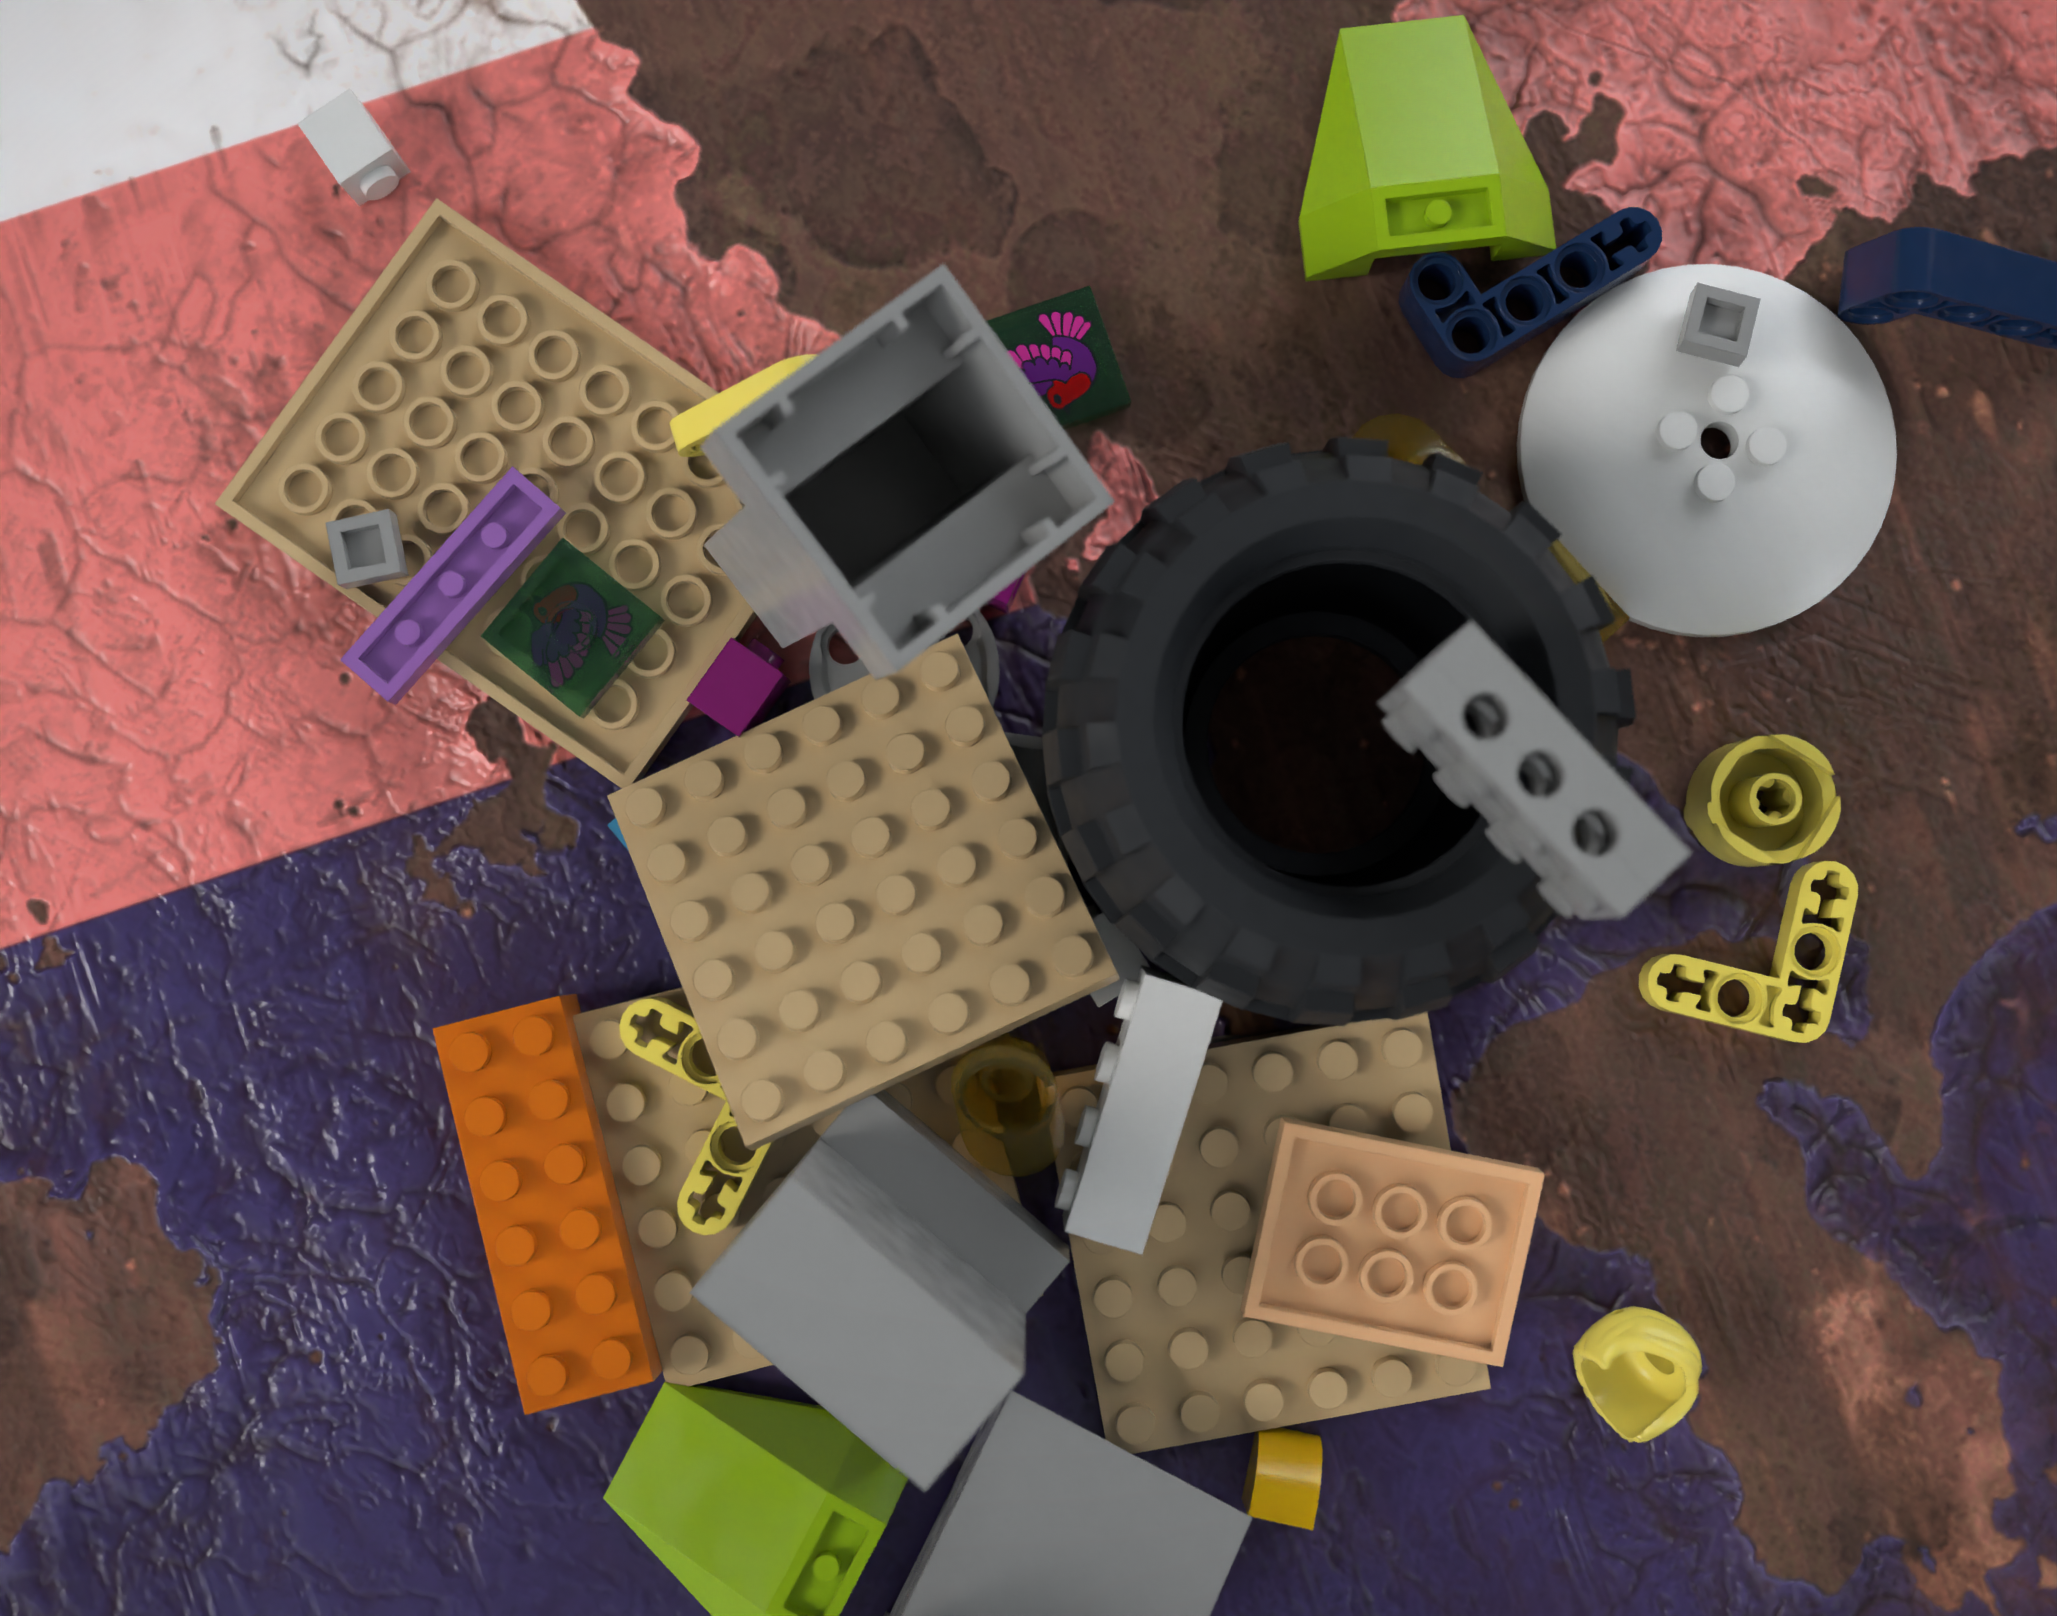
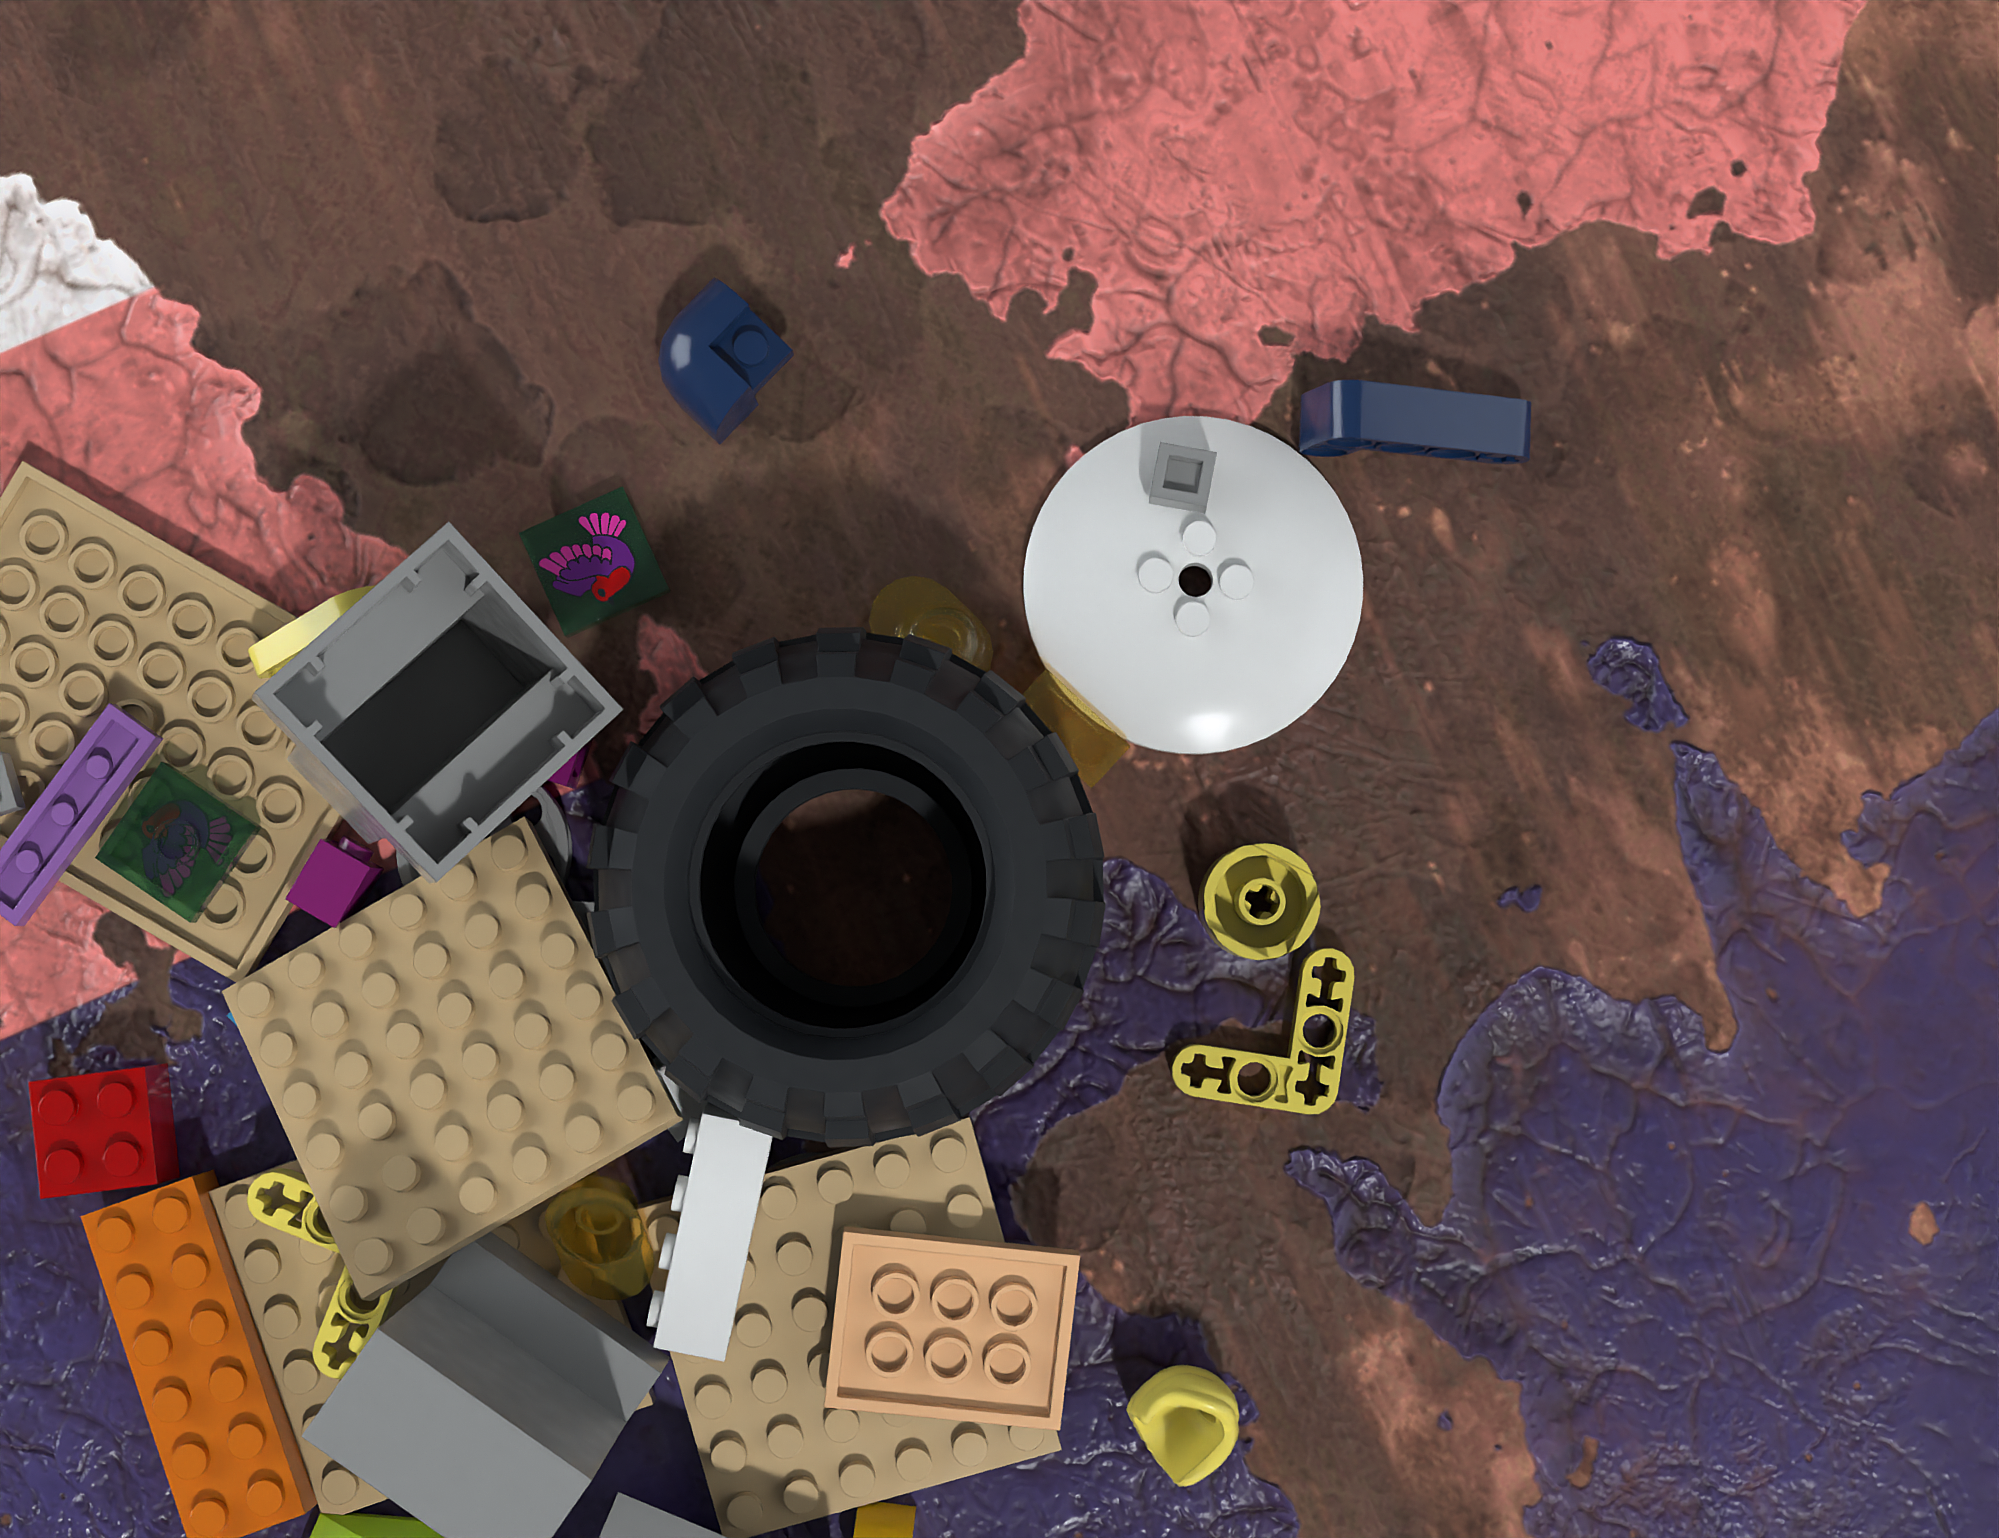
camera: 10 degrees left, 0 degrees up
(462, 937) = (103, 1131): none -> red brick
(1211, 153) = (719, 359): none -> dark blue brick
(1417, 155) = (909, 342): lime wedge -> none
(1535, 285) = (1021, 449): dark blue beam -> none
(1621, 841) = (910, 847): light grey brick -> none

